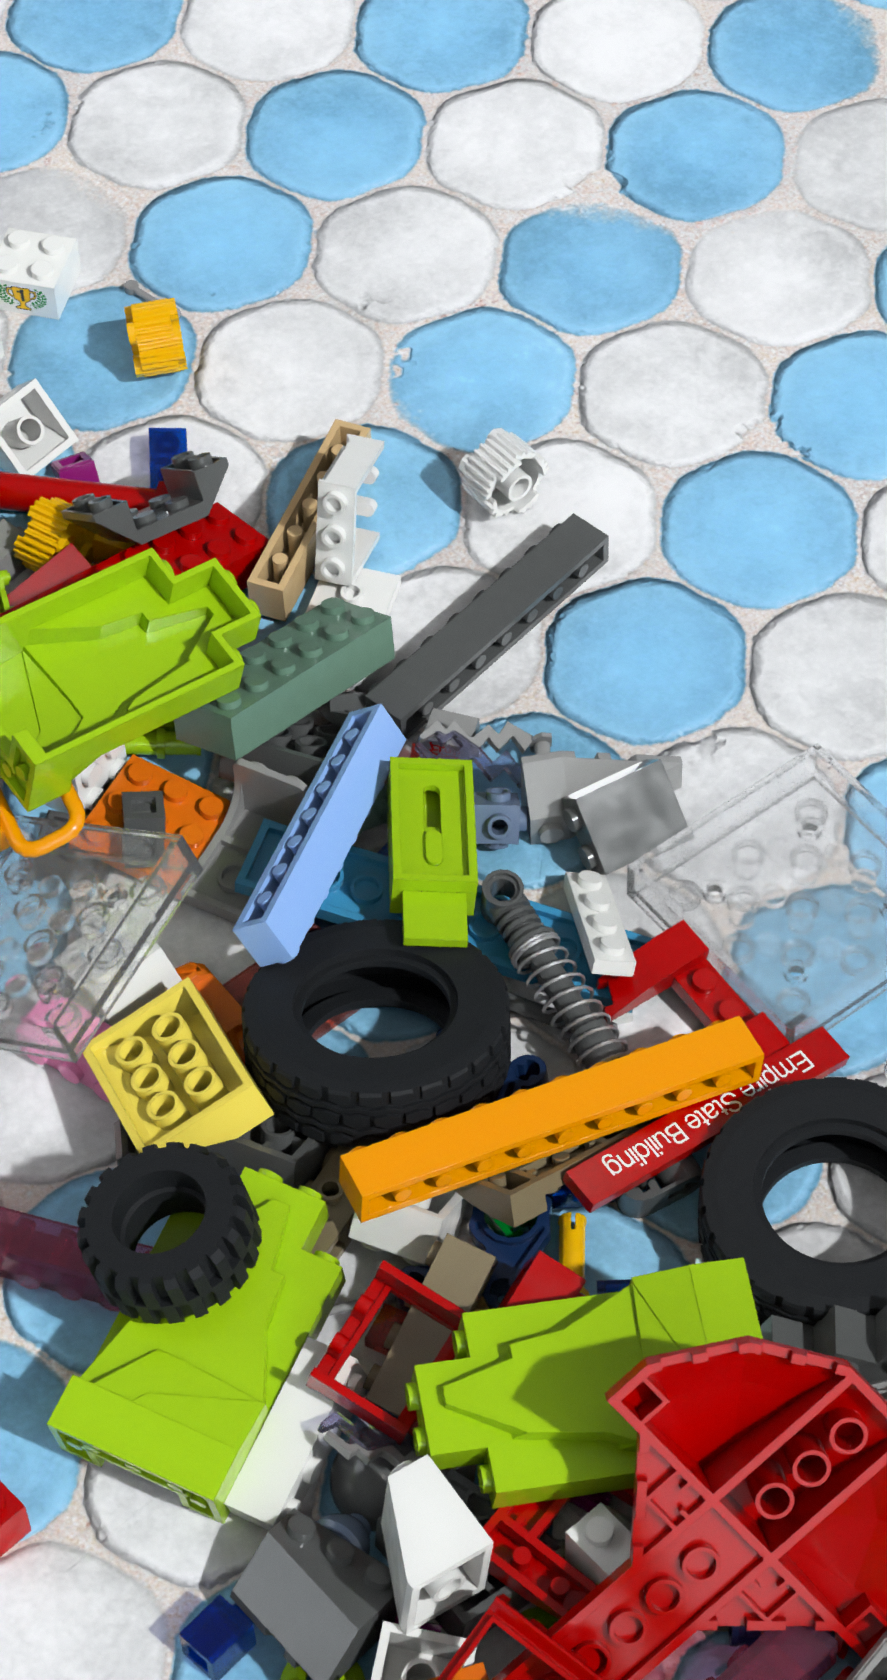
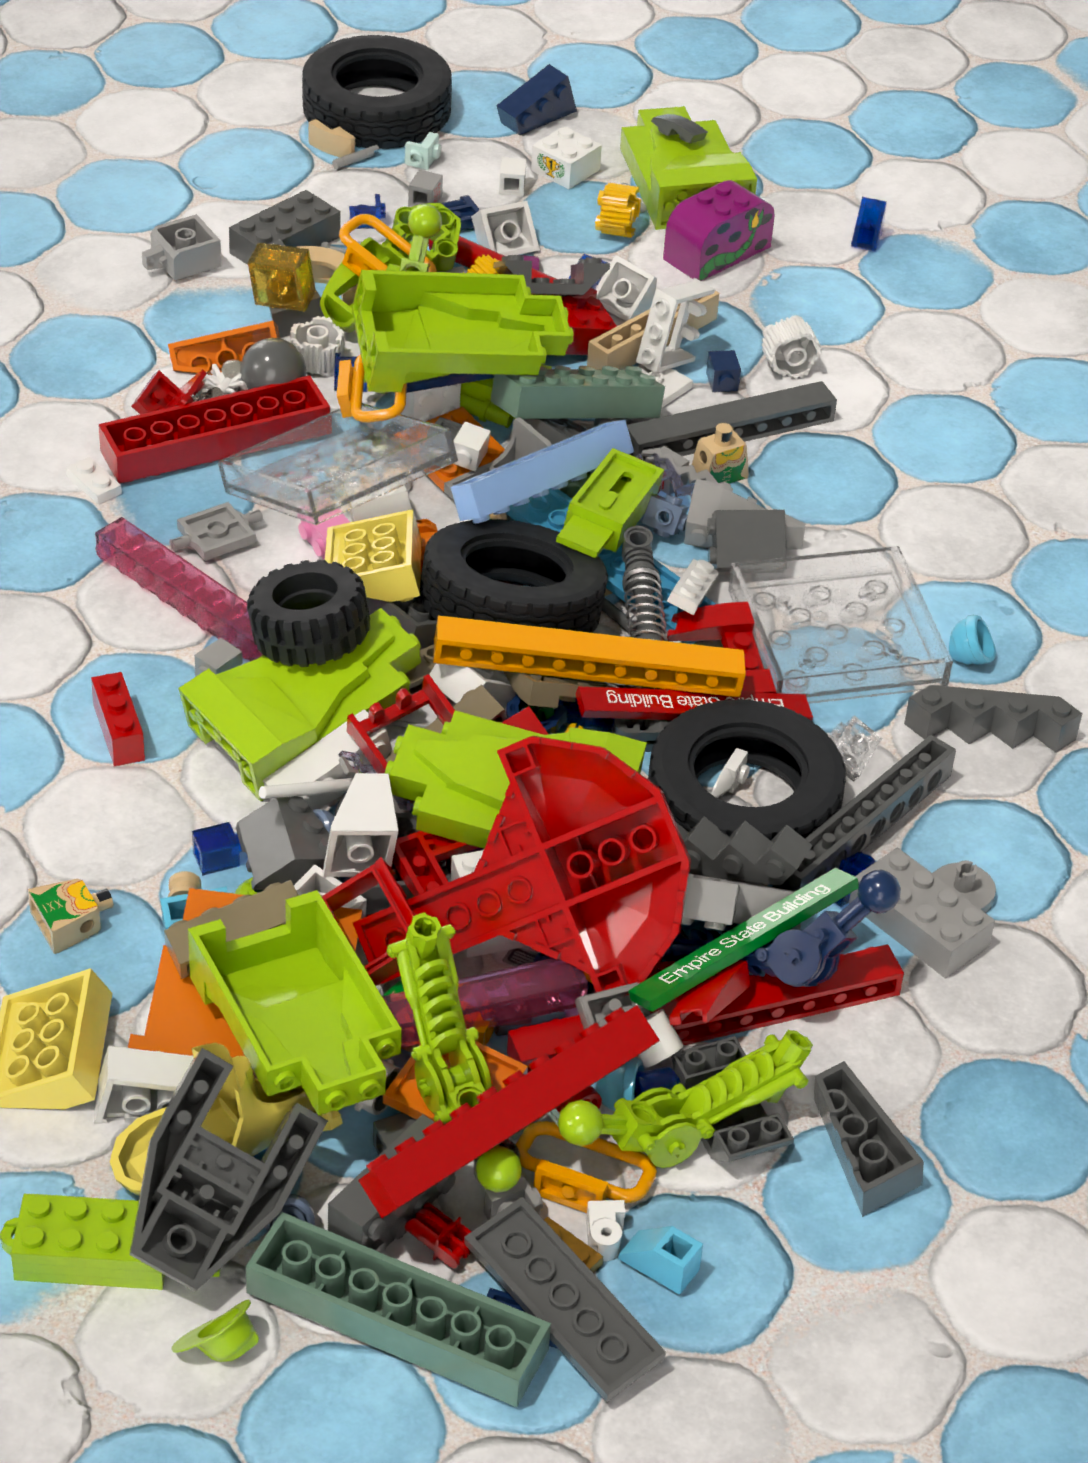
camera: 20 degrees right, 10 degrees down
(48, 1331) = (218, 657): none -> light grey brick
(160, 173) = (673, 124): none -> dark grey slope
(189, 816) = (471, 445): none -> white brick
(200, 226) = (673, 169): none -> lime panel
(251, 467) = (626, 289): none -> white slope
(299, 1497) = (305, 788): none -> white piece
(305, 321) = (717, 230): none -> magenta brick
(433, 545) = (723, 371): none -> dark blue brick
(486, 226) = (869, 224): none -> clear blue slope
(513, 693) = (722, 455): none -> tan torso
(806, 1192) = (732, 774): none -> white plate

